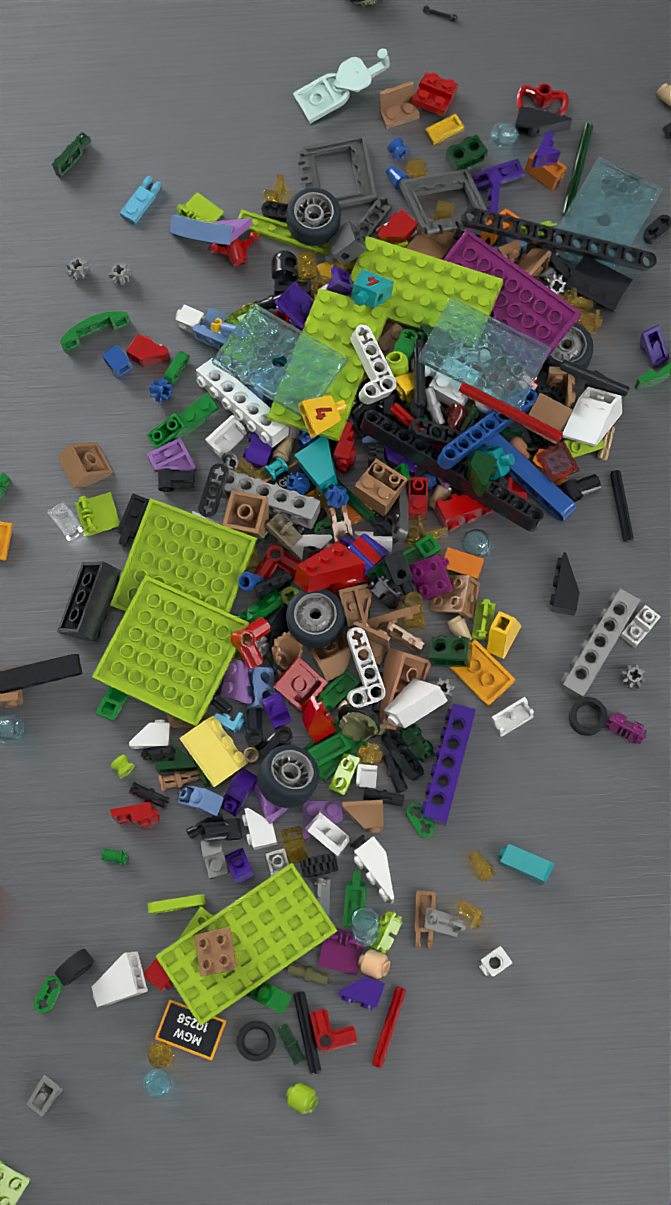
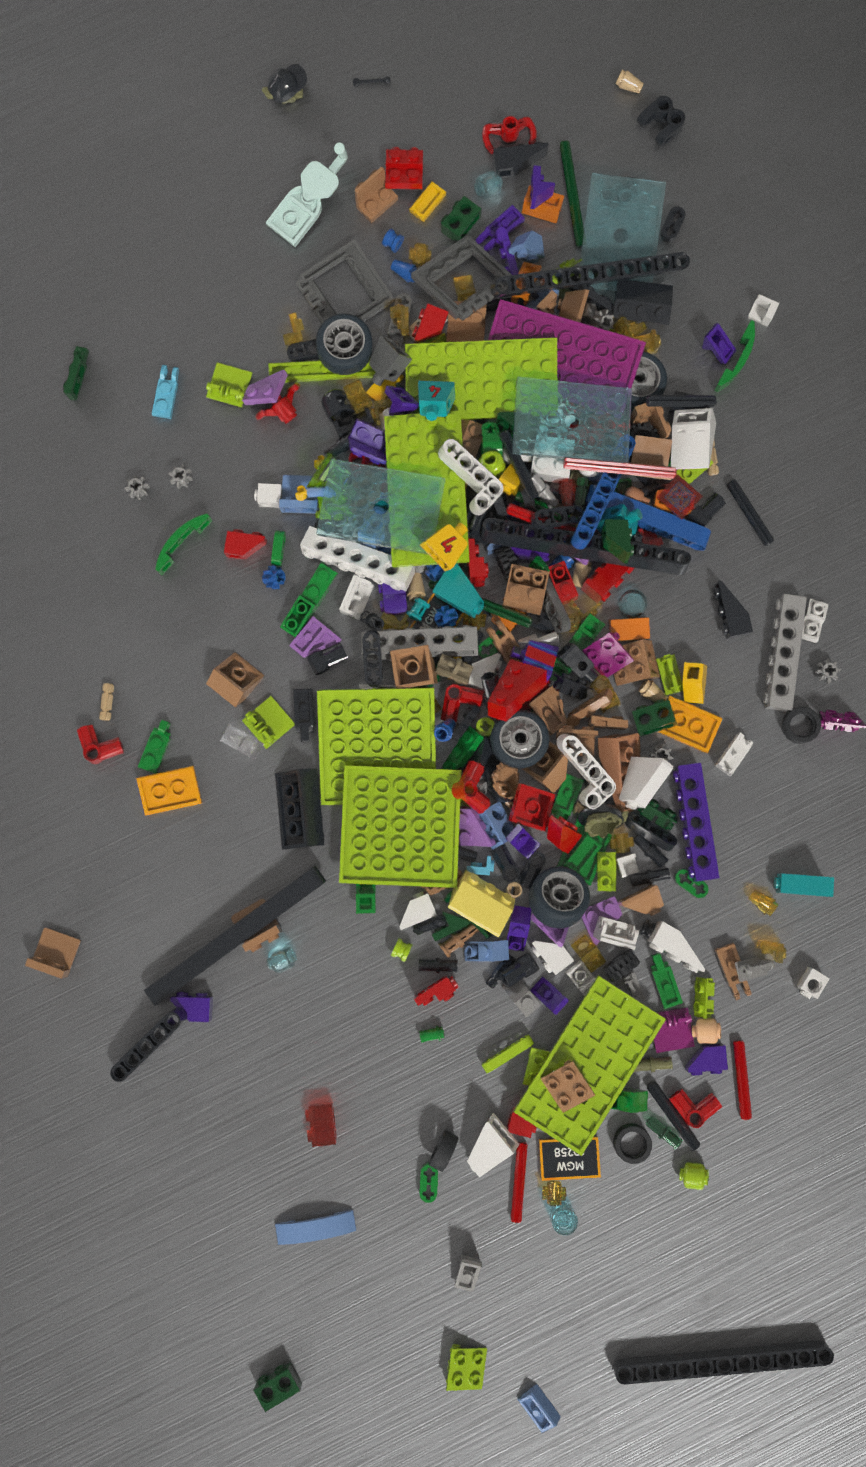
camera: 25 degrees left, 10 degrees up
(117, 361) = (218, 565): blue brick -> none
(132, 1031) = (519, 1182): none -> red axle
(200, 230) = (240, 402): medium blue slope -> none
(337, 496) = (490, 616): blue gear -> none
(365, 926) = (689, 1004): clear light blue wheel -> none
(376, 215) = (402, 315): none -> clear yellow bracket
(515, 198) = (528, 247): none -> medium blue slope

